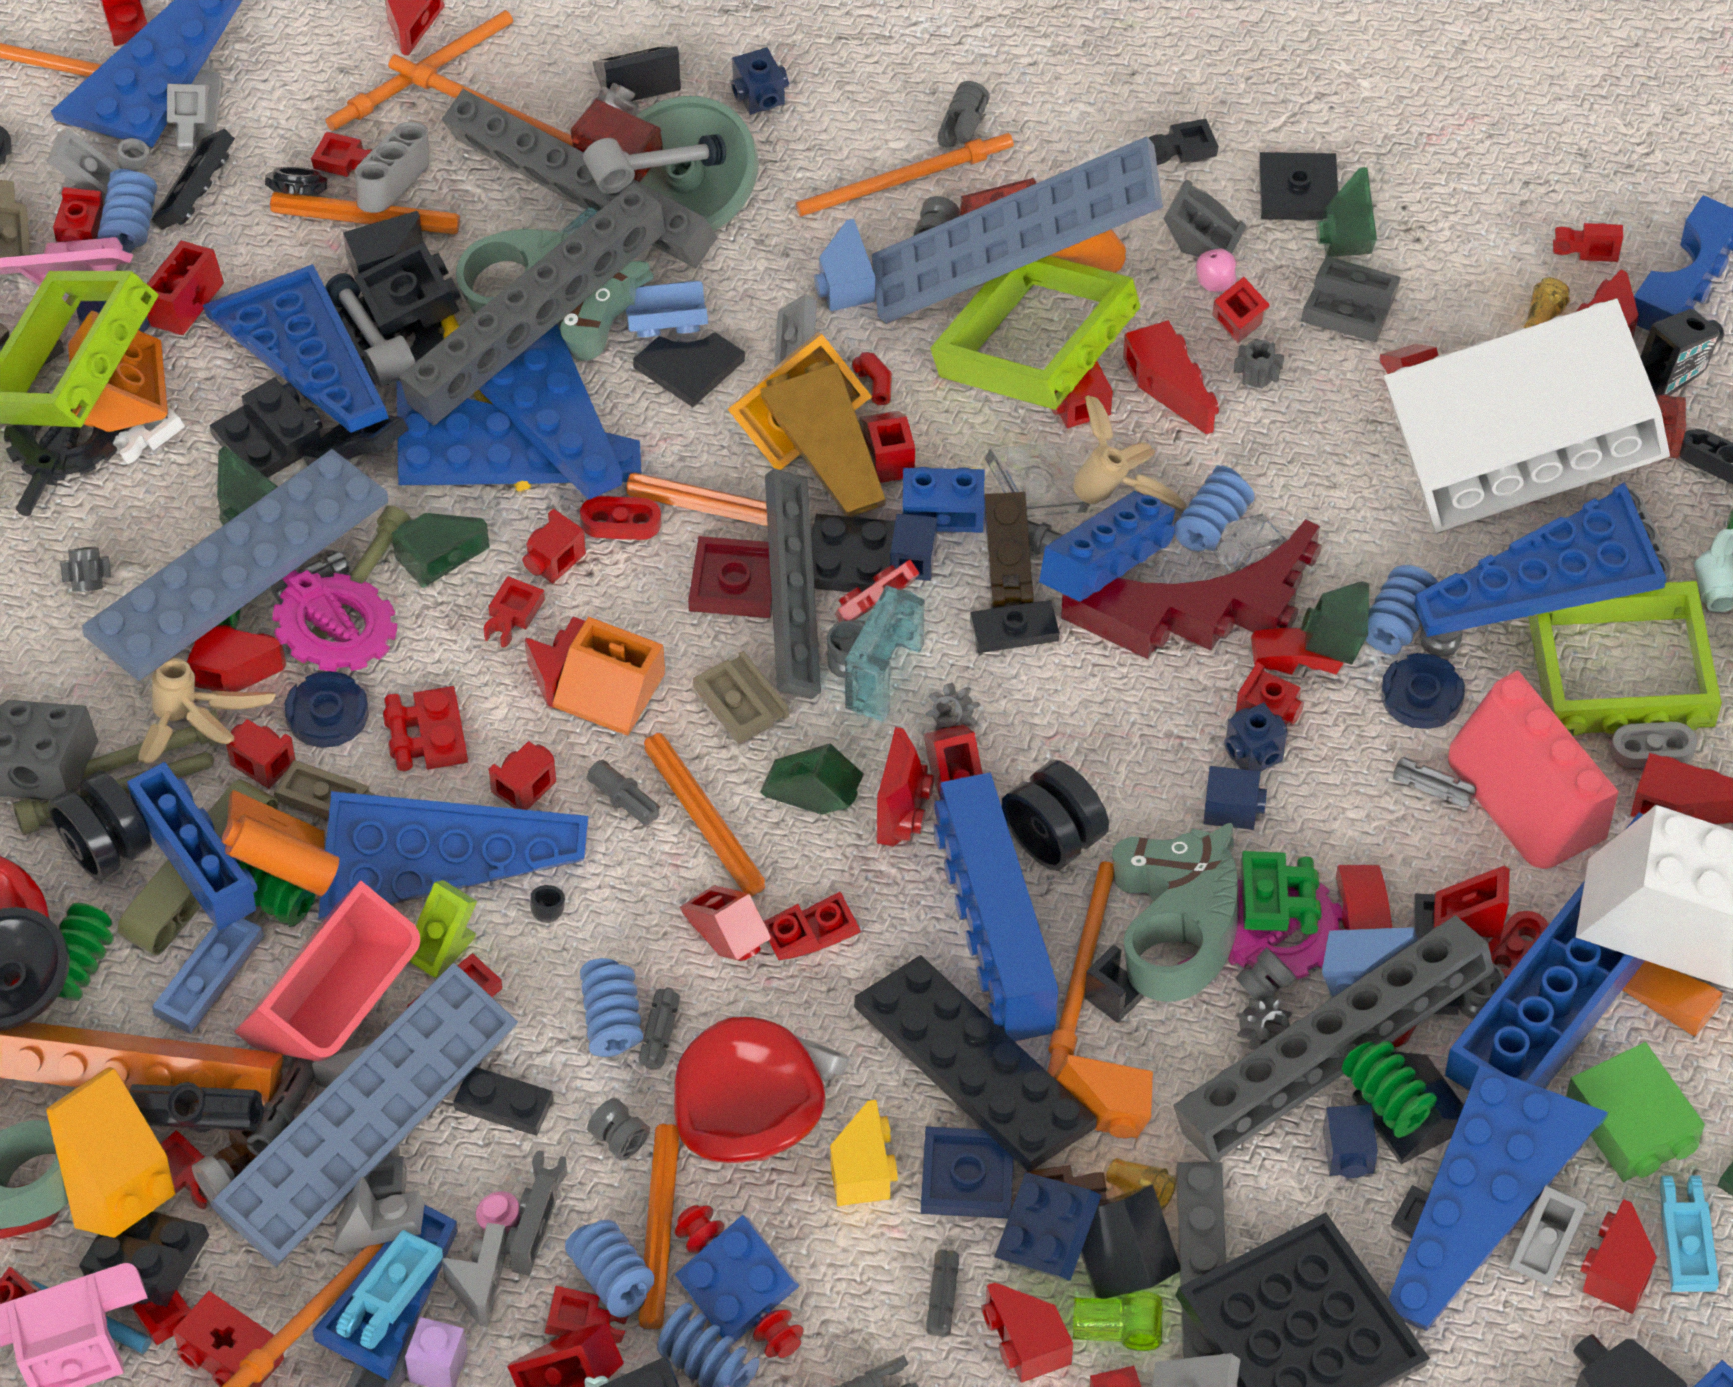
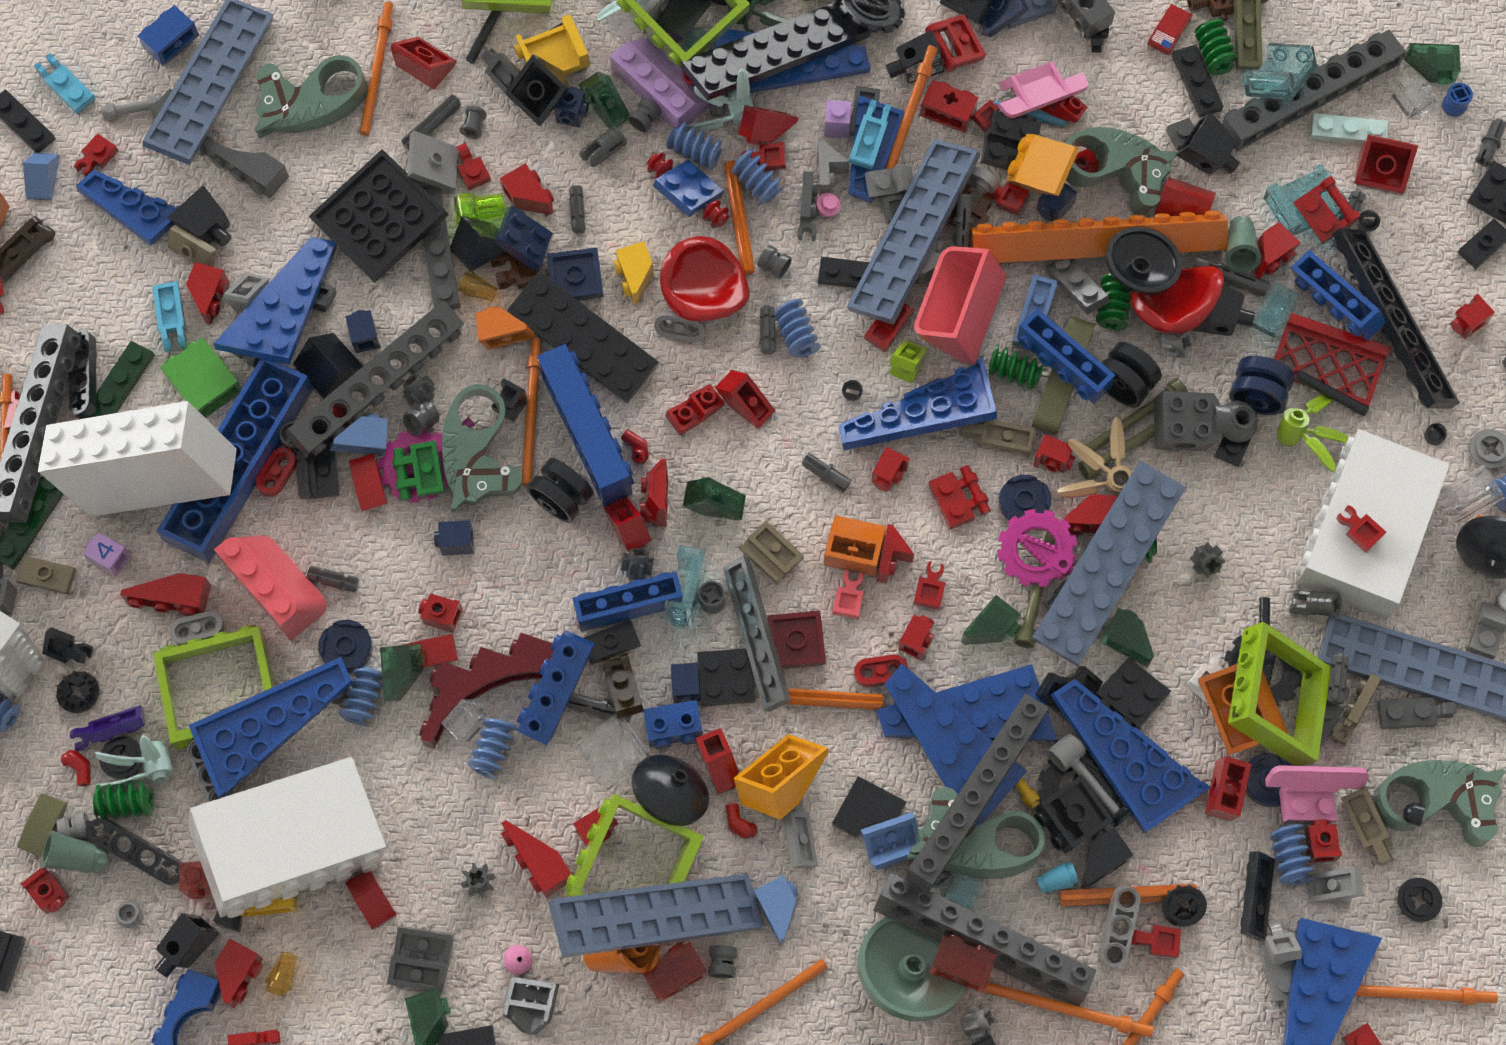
camera: 170 degrees right, 15 degrees up
(122, 979) = (1077, 285): none -> dark grey plate
(137, 154) = (1310, 904): light grey hinge -> none
(216, 1108) = (1008, 205): black piece -> none
(278, 844) = (1016, 369): orange door -> none
(450, 239) = (1058, 878): none -> medium azure cone
(615, 169) = (955, 916): light grey piece -> none
(642, 612) = (848, 598): none -> coral plate
(704, 814) = (775, 471): orange axle -> none
(826, 433) = (757, 737): pearl gold slope -> none
(858, 603) = (698, 631): wing -> none
(914, 886) = (639, 446): none -> red arm
(977, 654) = (626, 601): none -> blue brick
(978, 419) = (670, 790): none -> black dish
(1109, 466) = (568, 748): tan plant -> none
(1240, 309) = (492, 918): red brick -> none
(1256, 738) = (449, 585): dark blue brick -> none
(1389, 1086) = (338, 346): green piece -> none
(1477, 902) = (300, 477): red slope -> none
(1646, 1335) = (191, 246): none -> dark tan plate

